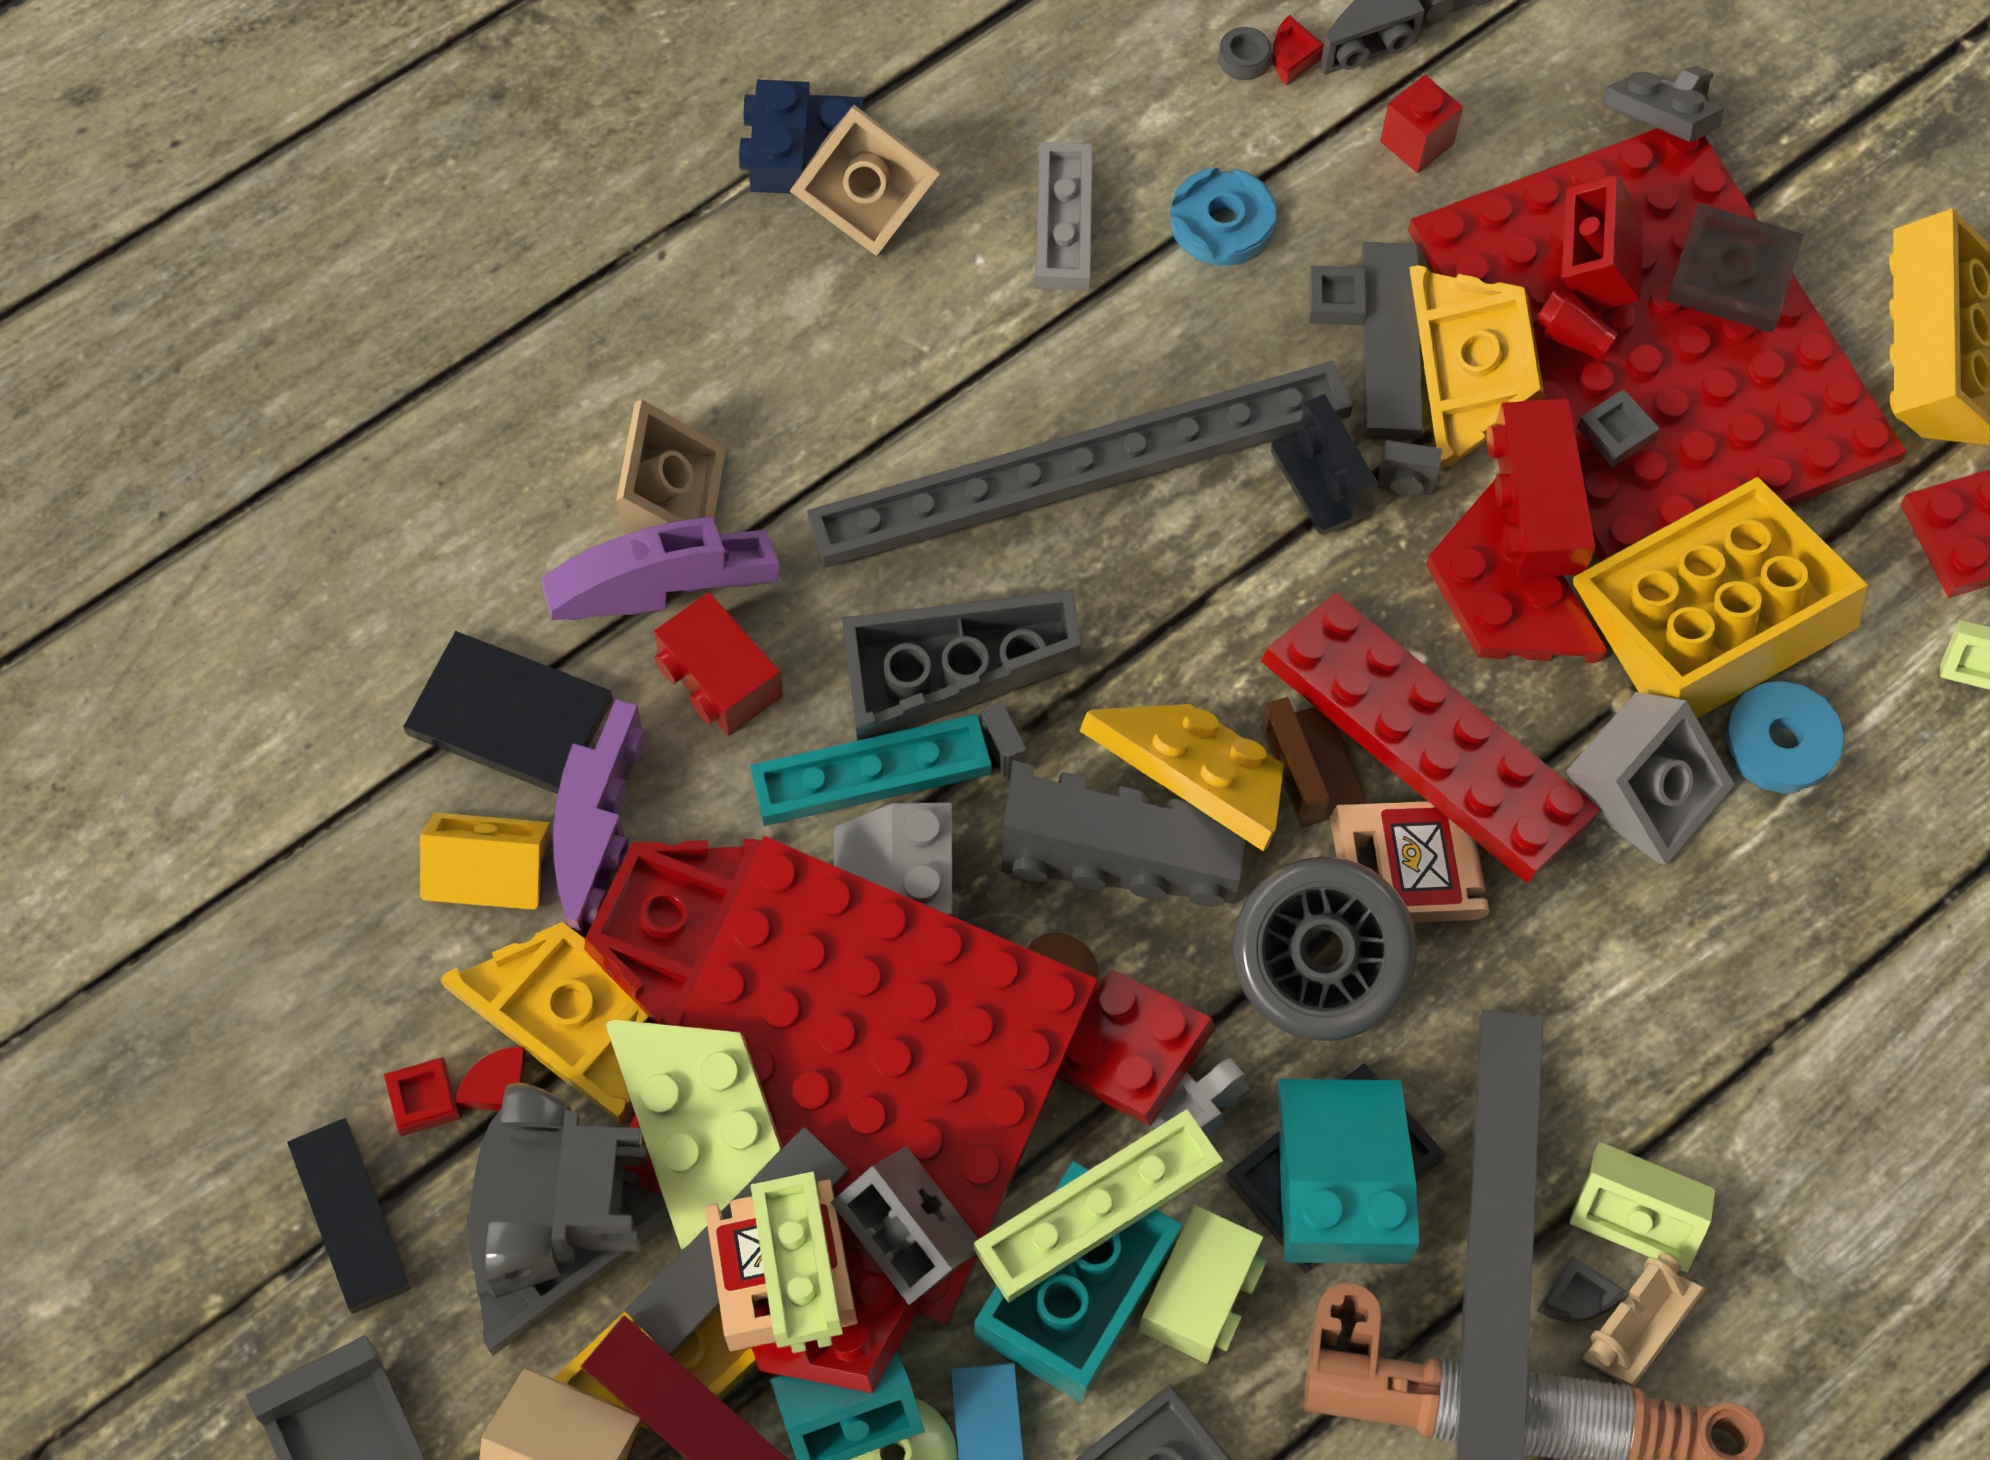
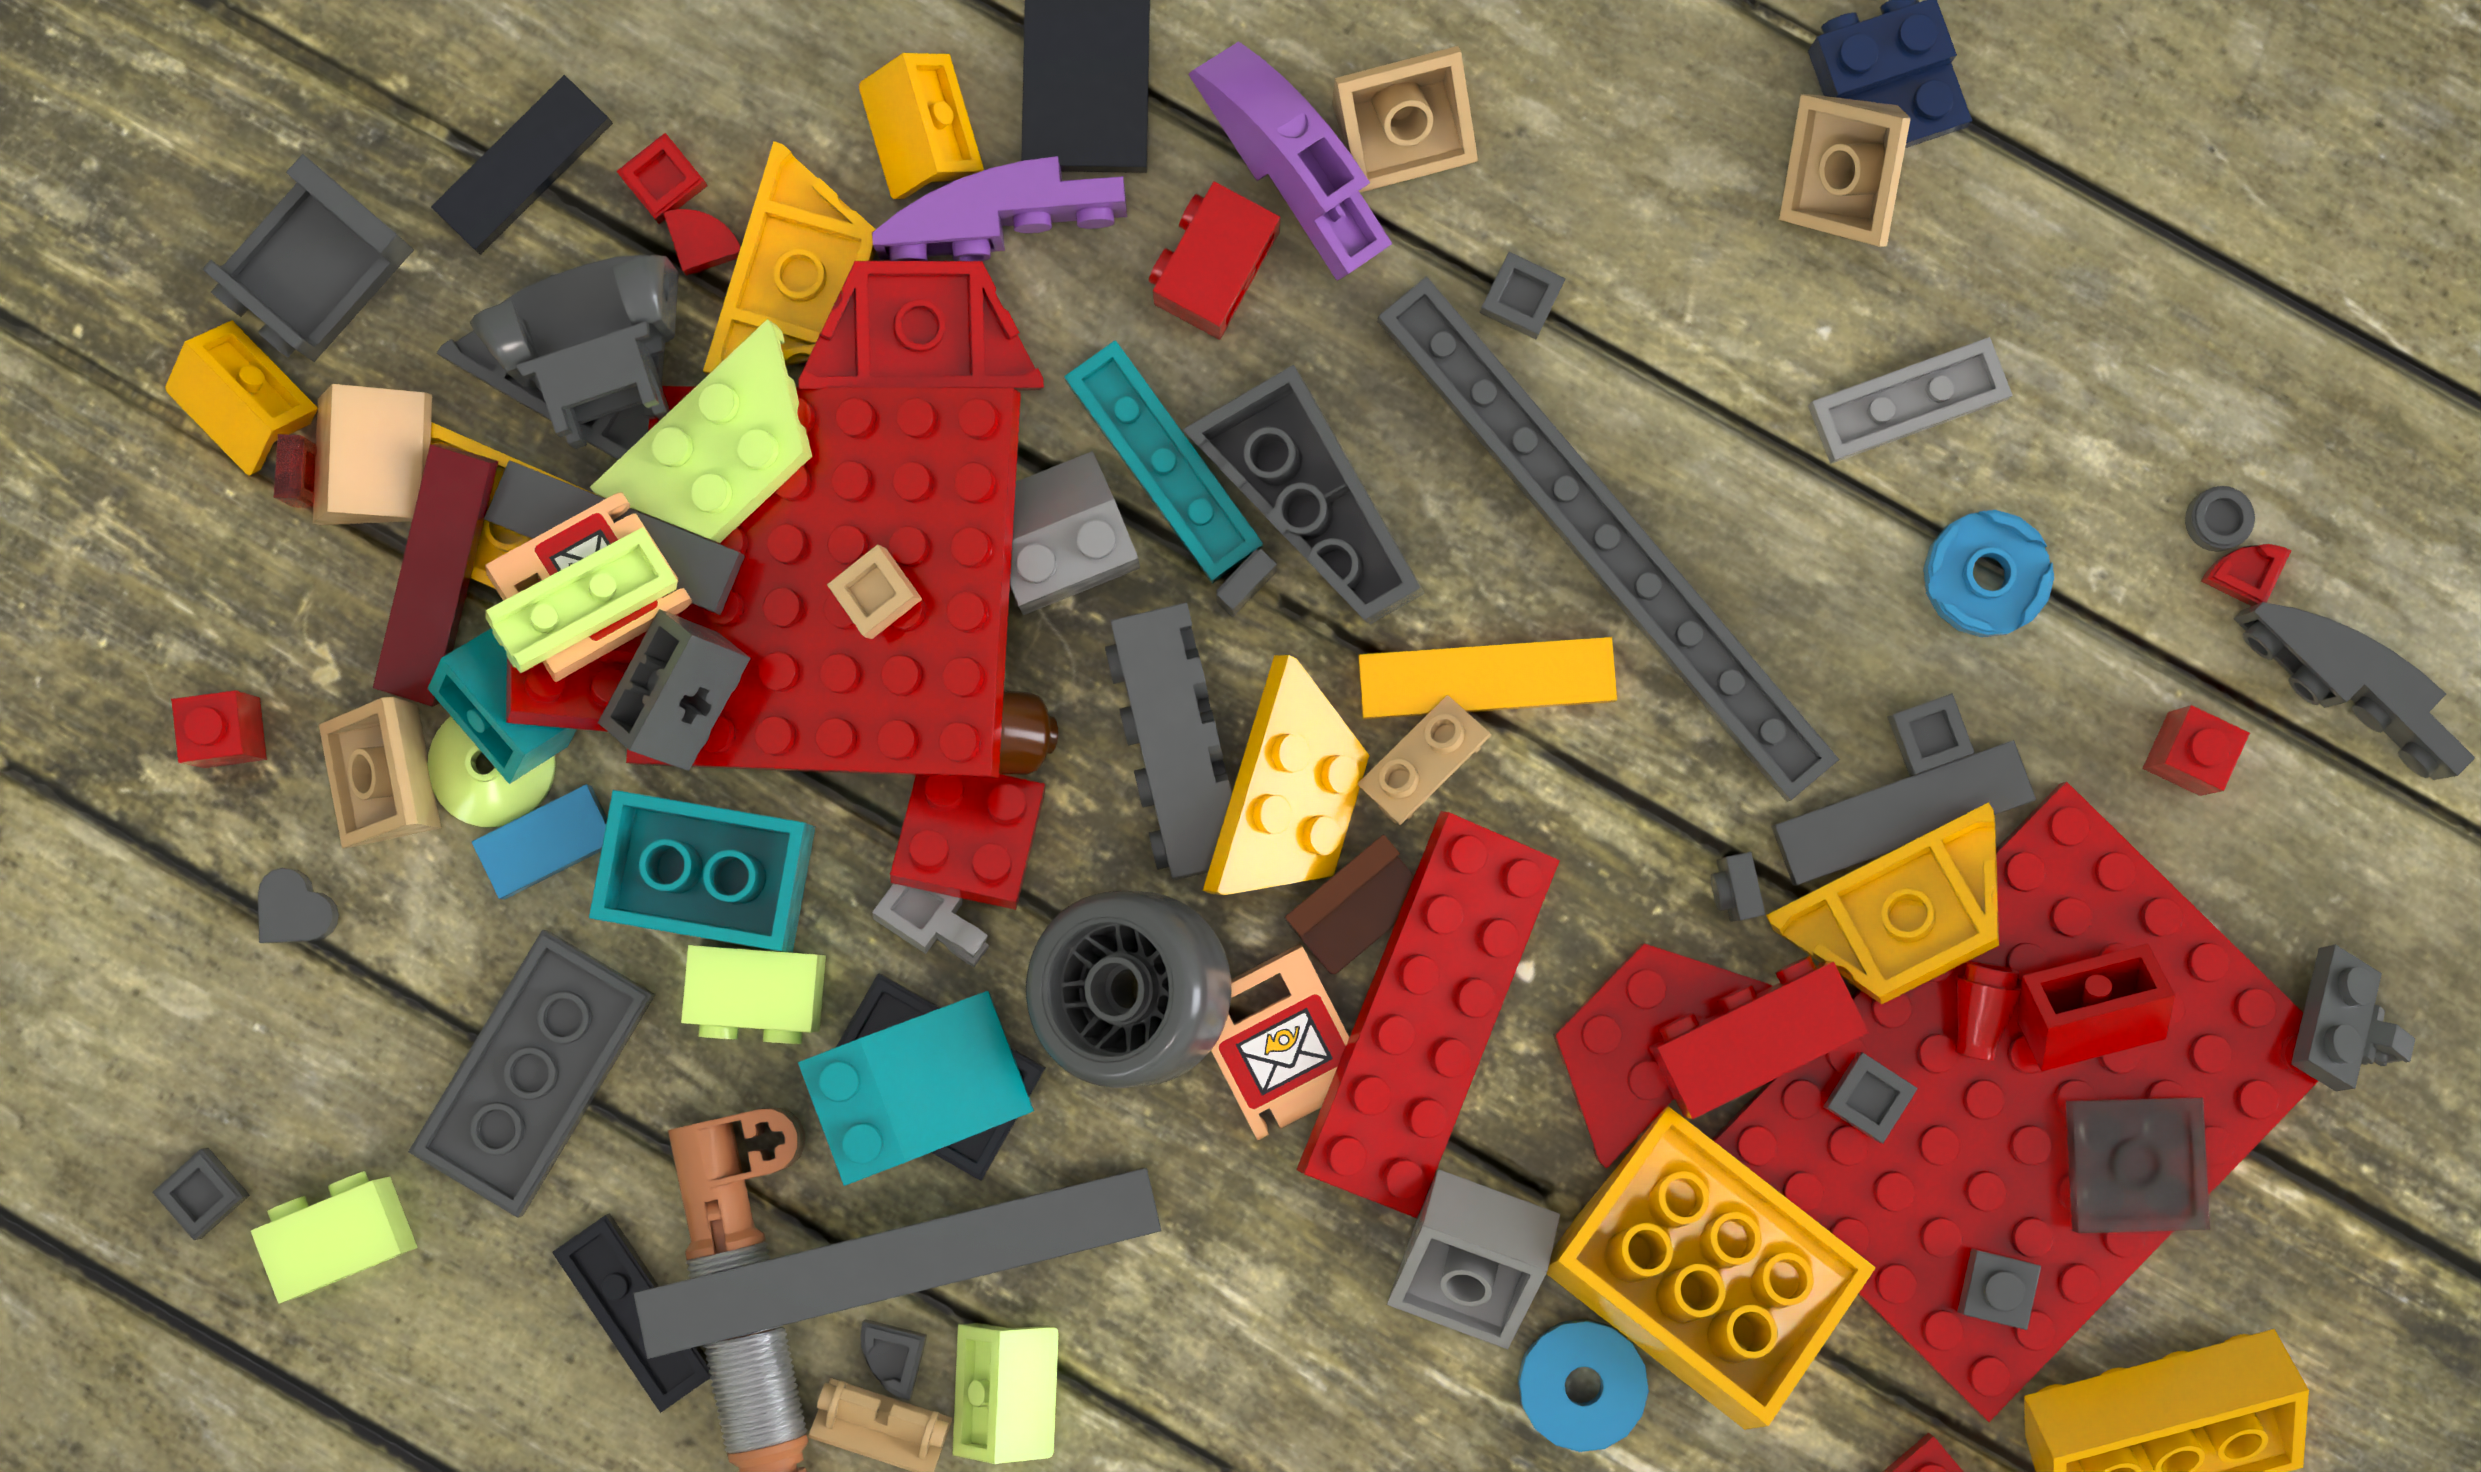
camera: 70 degrees right, 20 degrees up
(854, 450) = (1522, 295): none -> dark grey plate
(894, 1011) = (874, 591): none -> tan plate
(1097, 1205) = (758, 864): yellowish green plate -> none
(1159, 596) = (1488, 677): none -> yellow tile
(1214, 658) = (1423, 760): none -> tan hinge
(1326, 468) = (1696, 796): black bracket -> none
(1802, 398) = (1999, 1289): none -> dark grey plate

